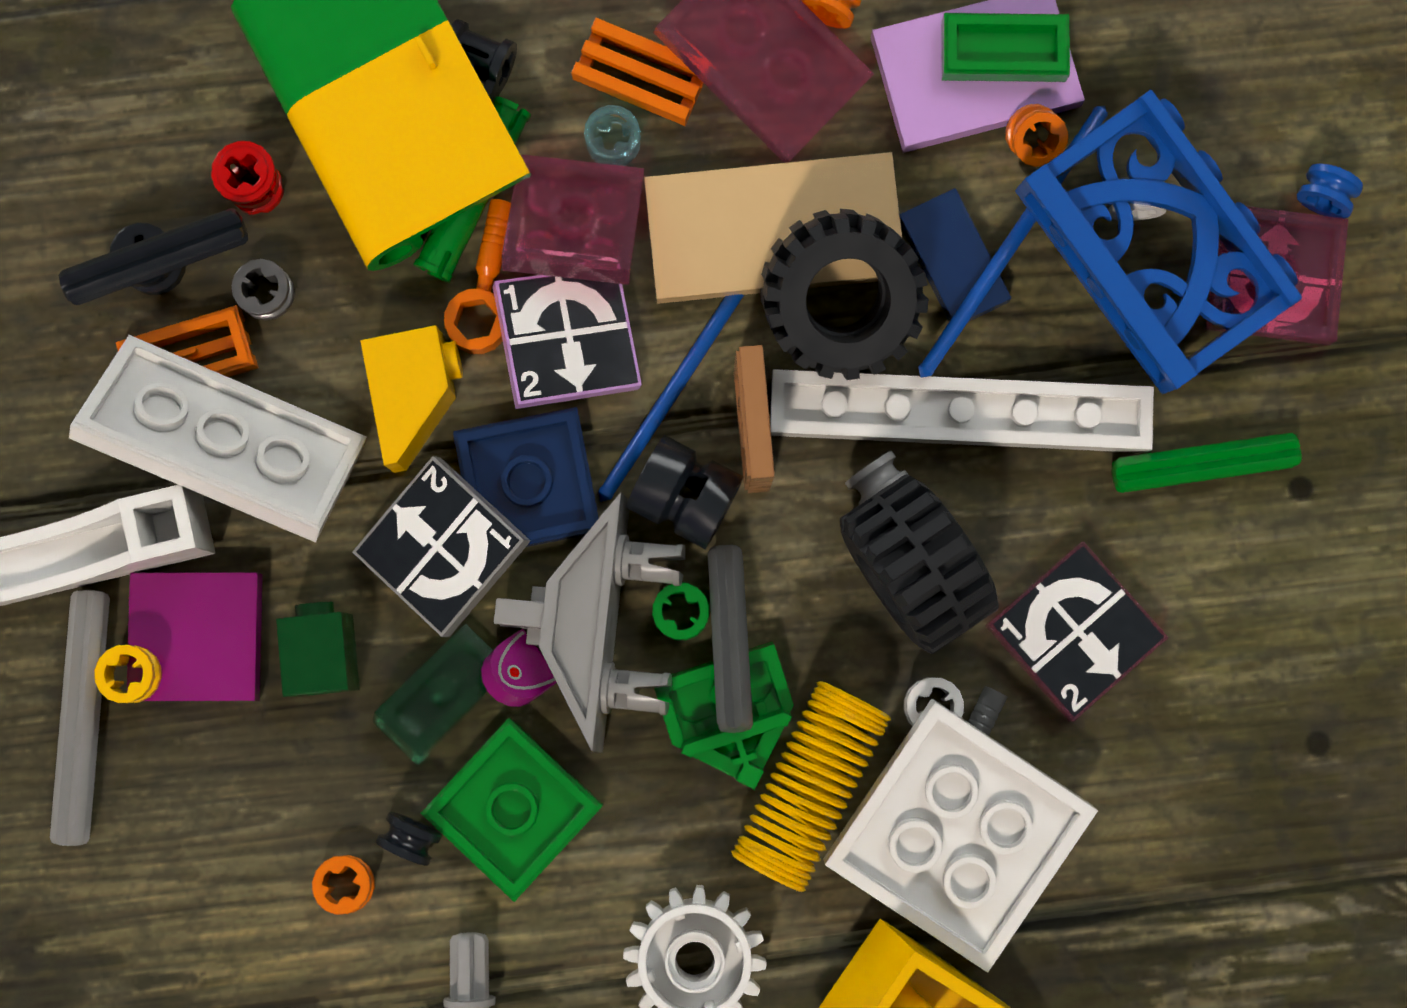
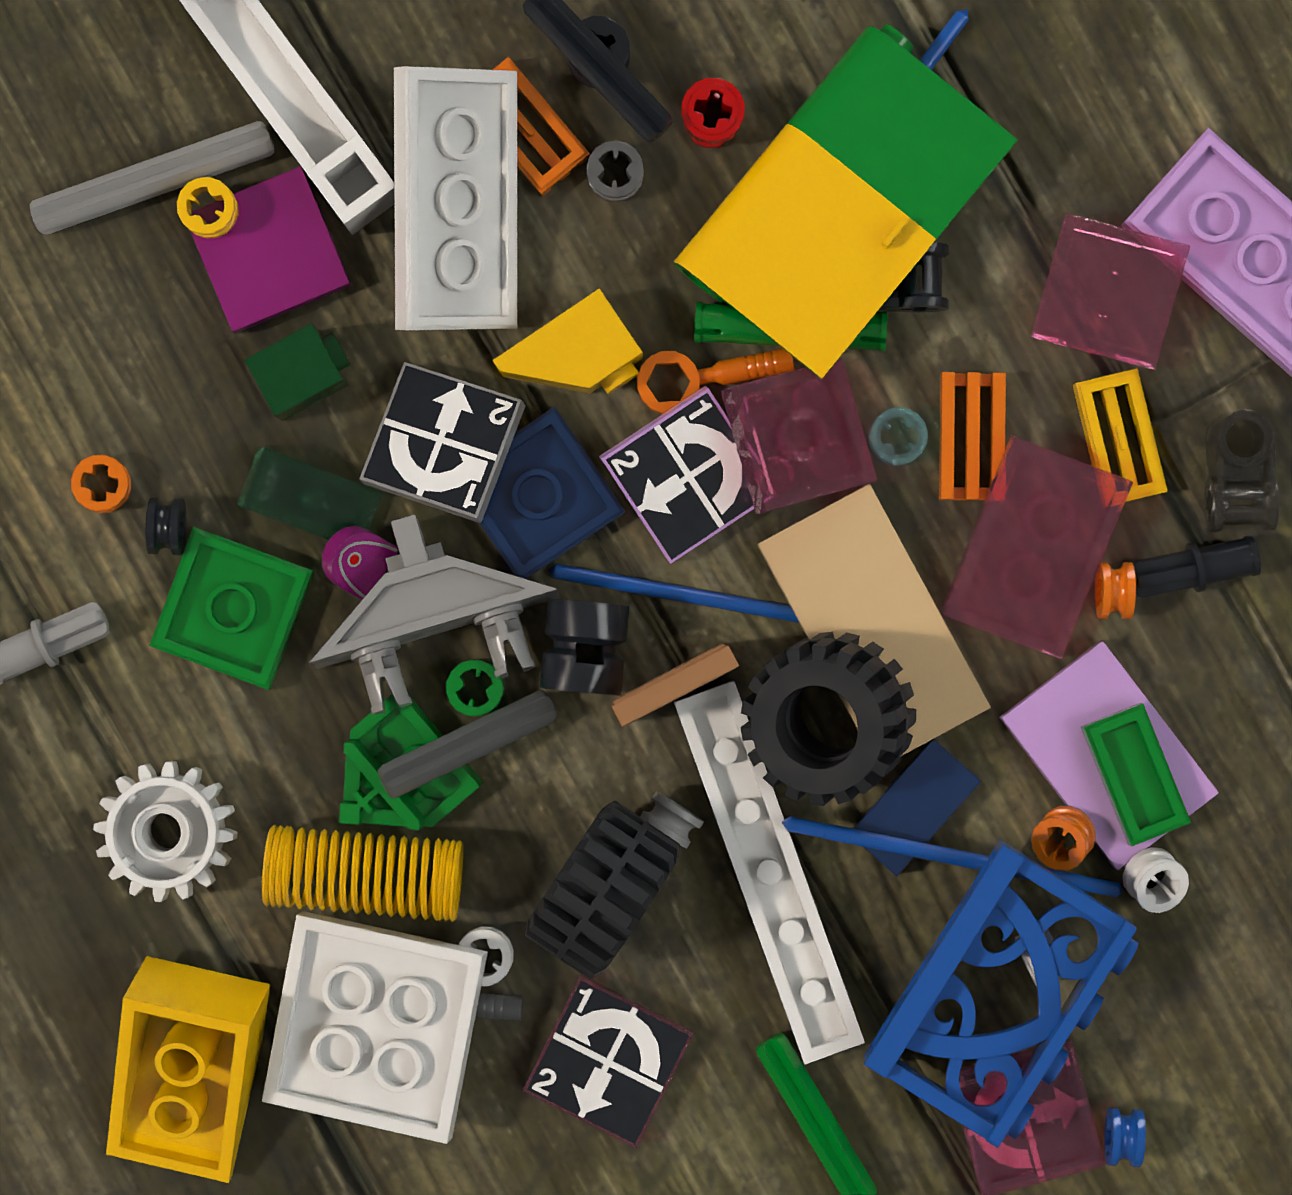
camera: 70 degrees right, 5 degrees up
(1104, 84) = (1167, 891): none -> white bush

